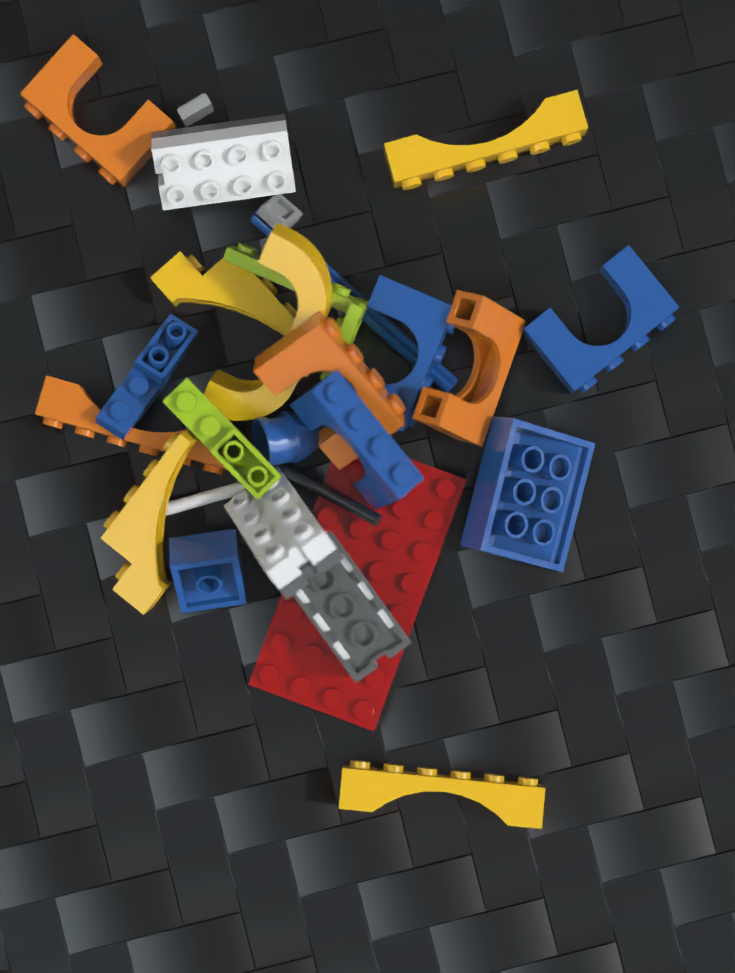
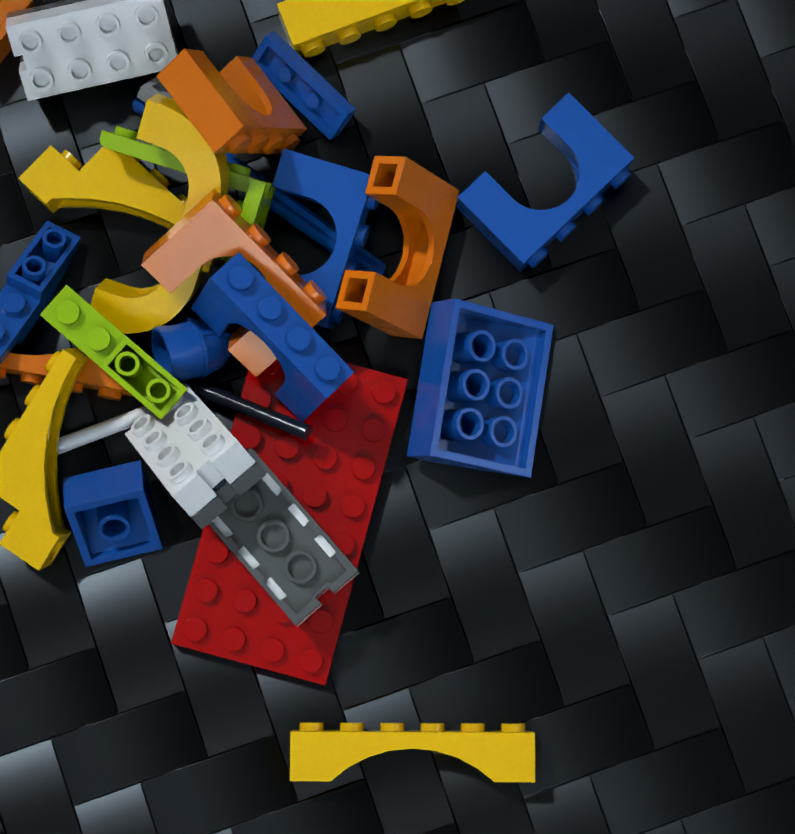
camera: 10 degrees left, 5 degrees down
(340, 235) = (232, 107): none -> orange arch
(399, 215) = (303, 86): none -> blue plate

